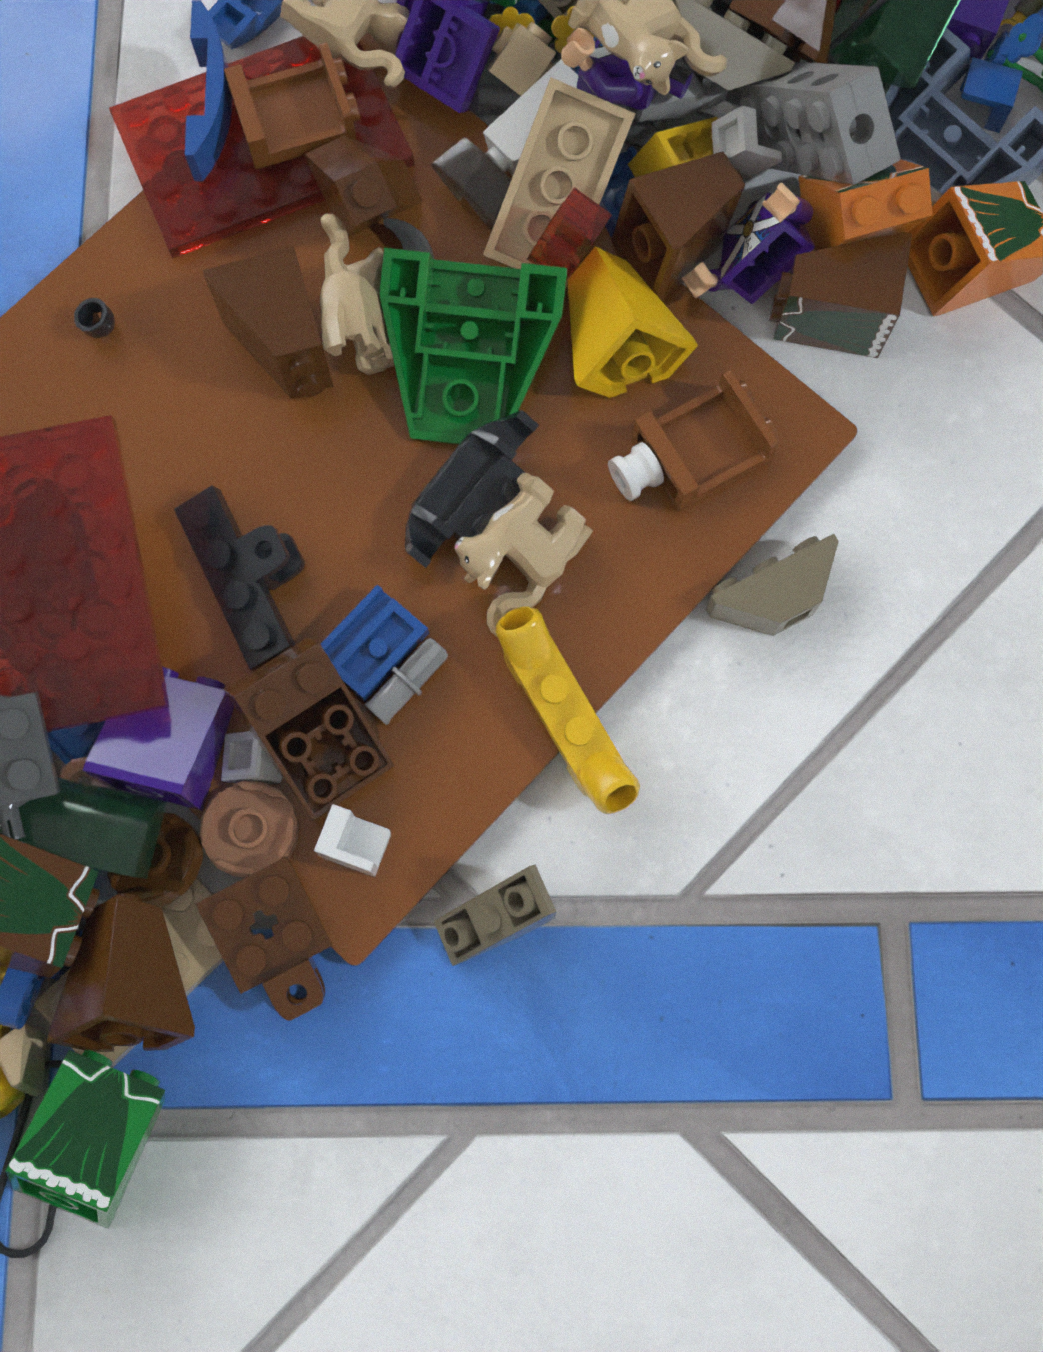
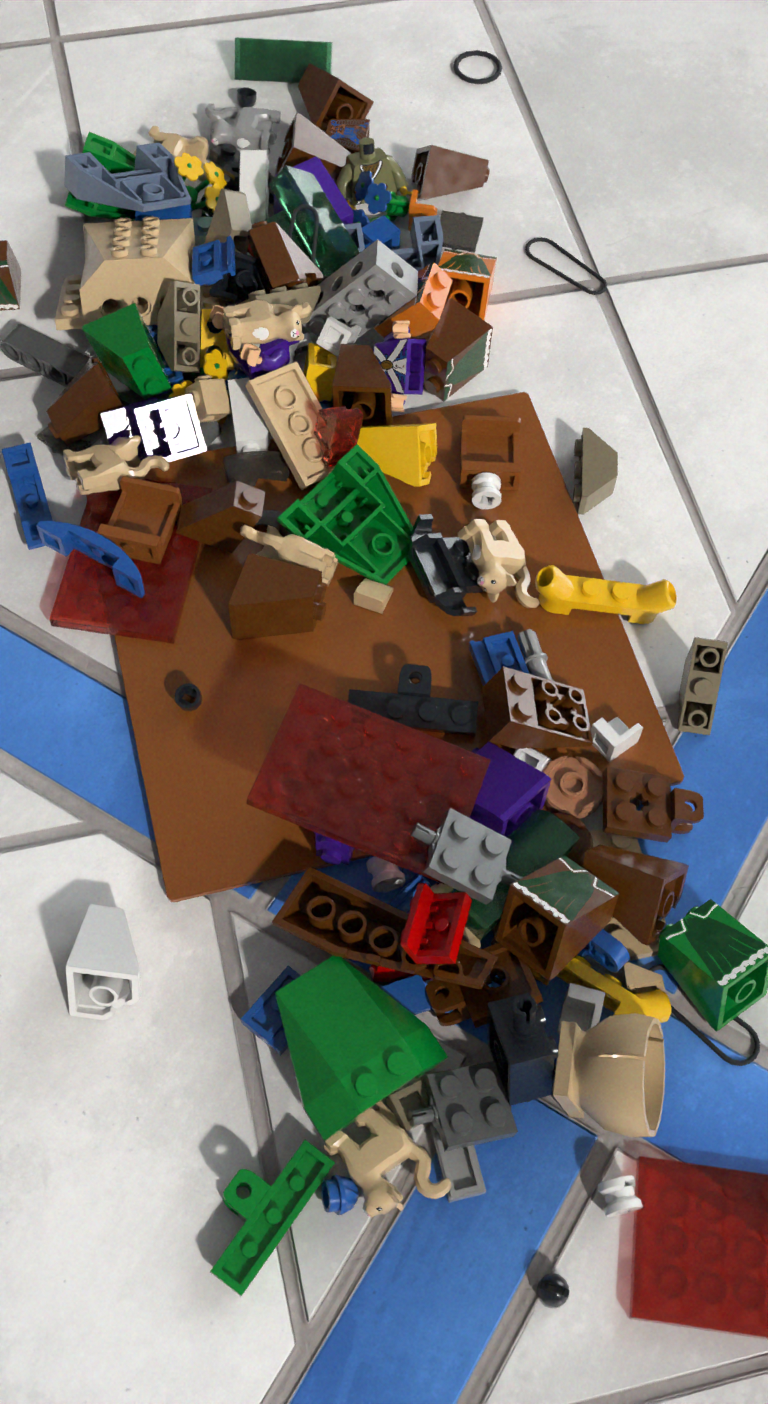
camera: 60 degrees left, 15 degrees down
(383, 431) = (372, 595): none -> tan slope

